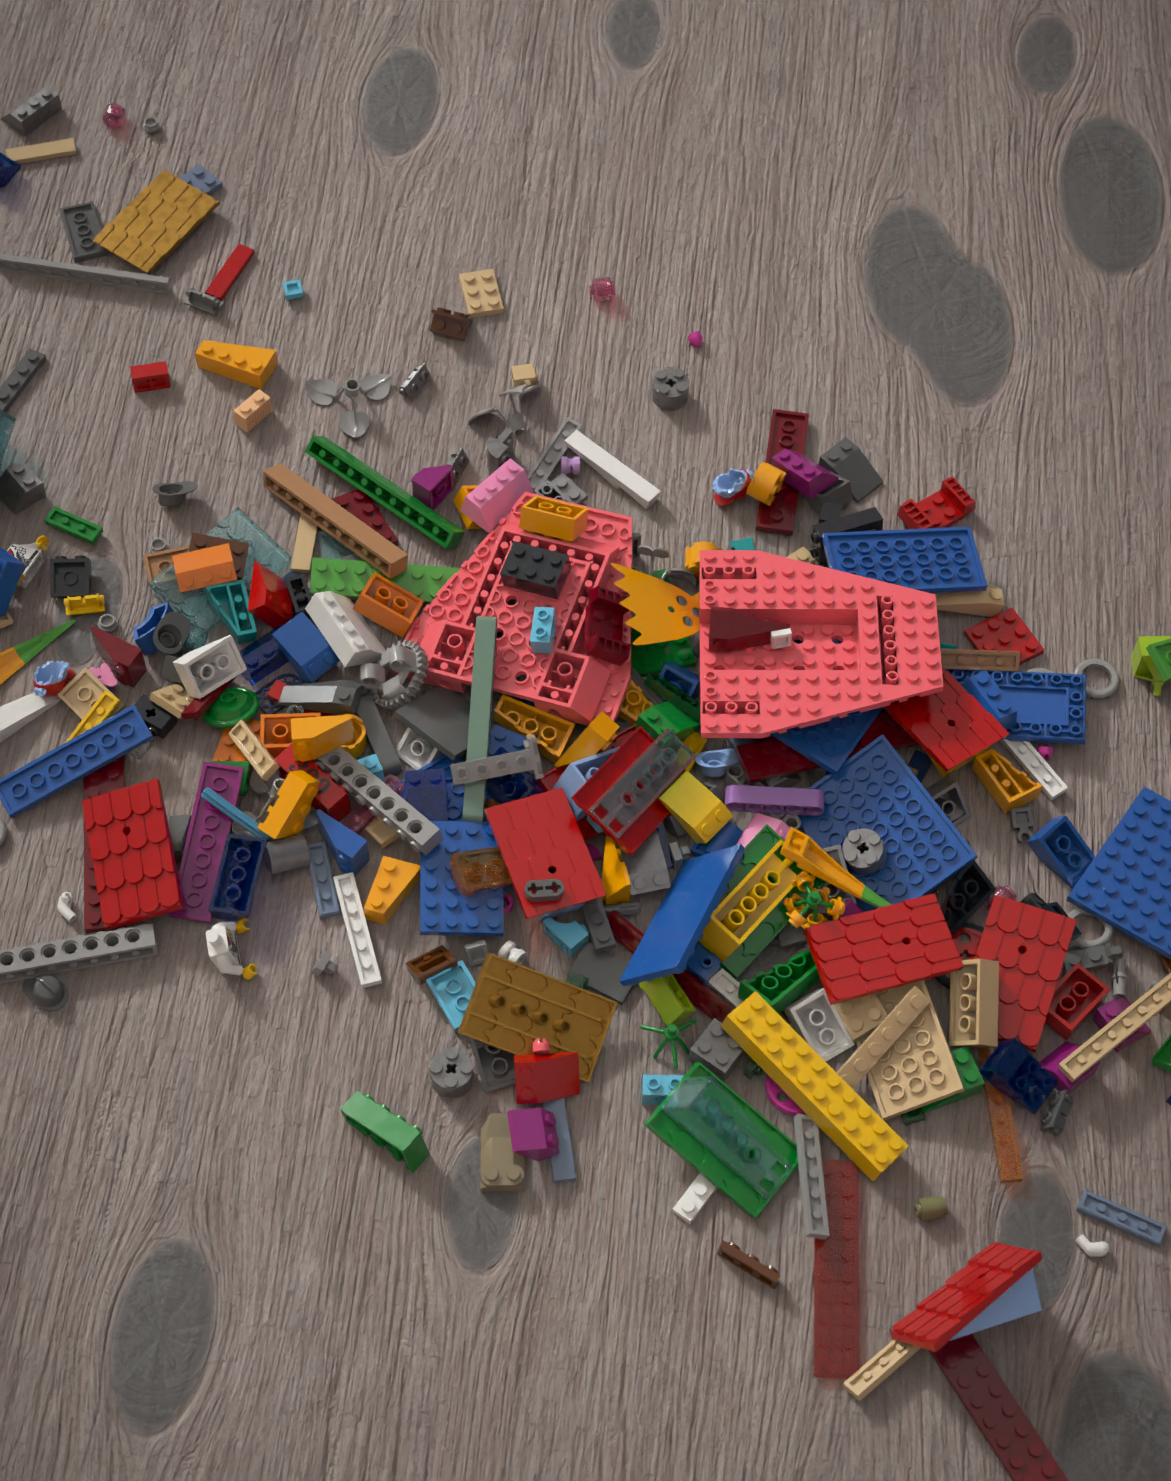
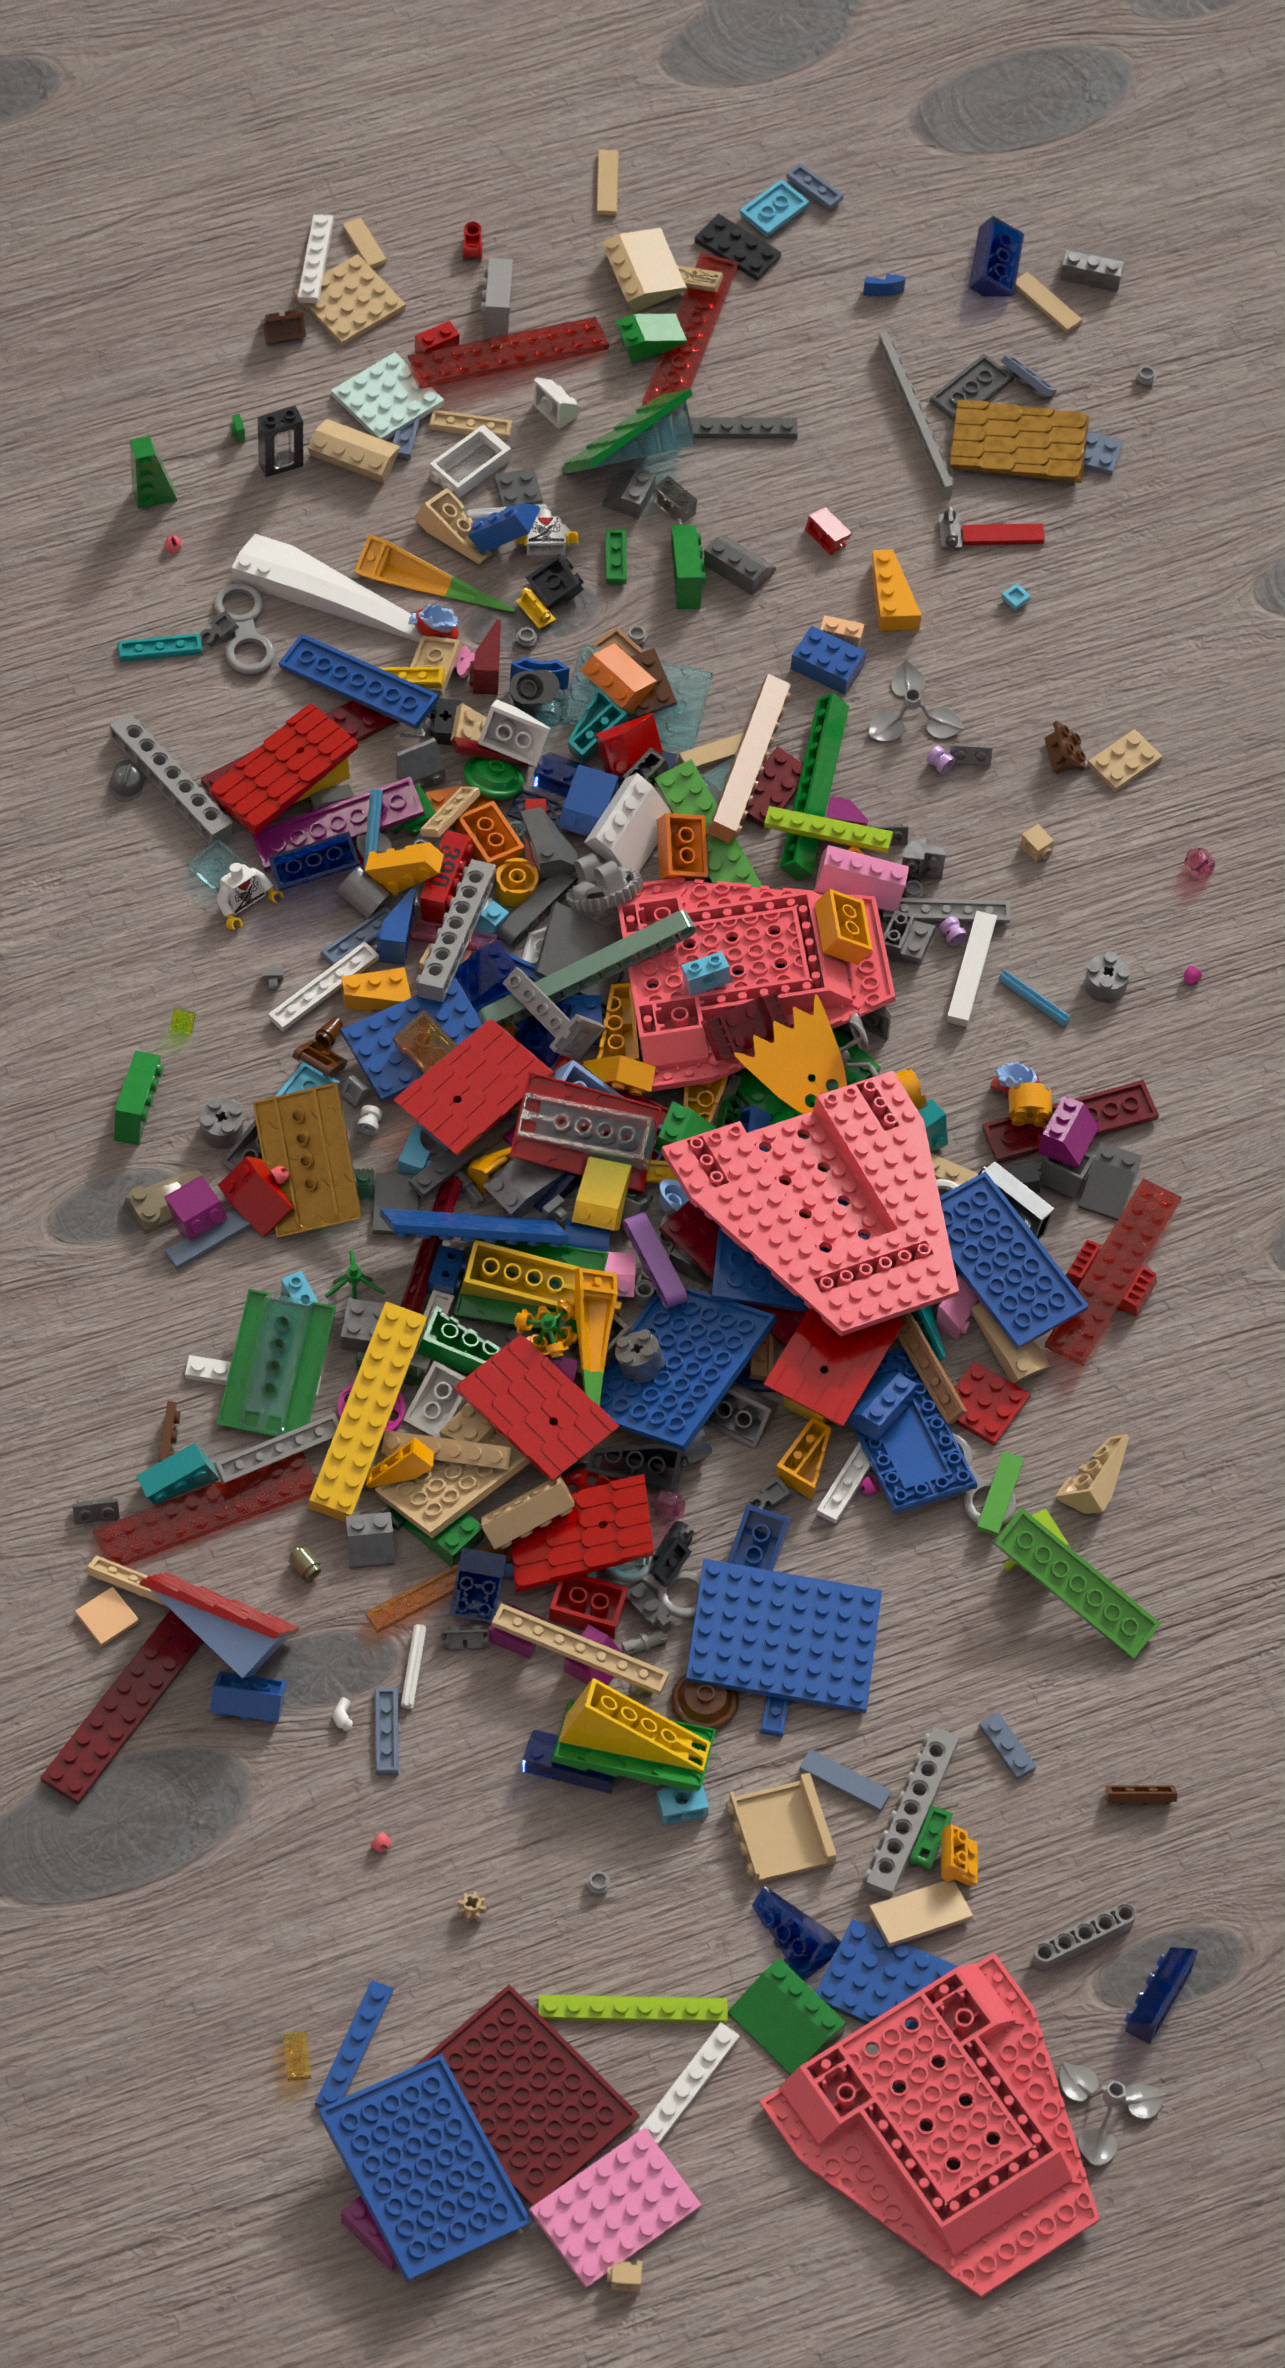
camera: 60 degrees right, 0 degrees up
(50, 460) = (674, 500): none -> clear smoke brick
(64, 907) = (214, 752): white arm -> none
(100, 192) = (1027, 376): none -> sand blue plate
(113, 116) = (1133, 338): clear pink head -> none
(119, 480) = (687, 566): none -> green wedge
(140, 449) = (737, 564): none -> dark grey slope
(173, 493) = (702, 615): dark grey piece -> none
(182, 957) = (214, 863): none -> clear light blue plate
(189, 754) = (422, 764): none -> flat silver slope
(271, 430) = (828, 660): none -> blue brick
(319, 735) = (480, 847): light orange slope -> none
(327, 1057) = (182, 1021): none -> clear neon green plate
(407, 947) = (328, 1033): none -> reddish brown cone
(410, 402) = (940, 760): none -> lavender wheel
(439, 496) = (828, 829): none -> lime plate
(515, 418) = (977, 855): light grey plant -> none
(535, 570) = (769, 936): black brick -> none
(543, 890) = (431, 1096): dark grey beam -> none
(659, 443) = (1034, 998): none -> dark azure axle
(668, 999) = (397, 1261): lime brick -> none
(737, 631) = (805, 1136): dark red wedge -> none
(781, 638) = (826, 1179): tile -> none
(792, 1372) = (94, 1512): none -> dark grey hinge
(796, 1275) = (177, 1474): none -> teal wedge
(878, 1079) = (402, 1465): none -> light orange slope
(908, 1403) = (107, 1616): none -> light nougat tile
(917, 482) = (1115, 1270): none -> clear red plate
(931, 1144) = (370, 1540): none -> flat silver slope
(1045, 1328) = (248, 1697): none -> blue slope
(1068, 1167) = (413, 1666): none -> white axle
(1096, 665) = (1000, 1493): none -> bright green tile
(1108, 601) = (1097, 1479): none -> tan wedge

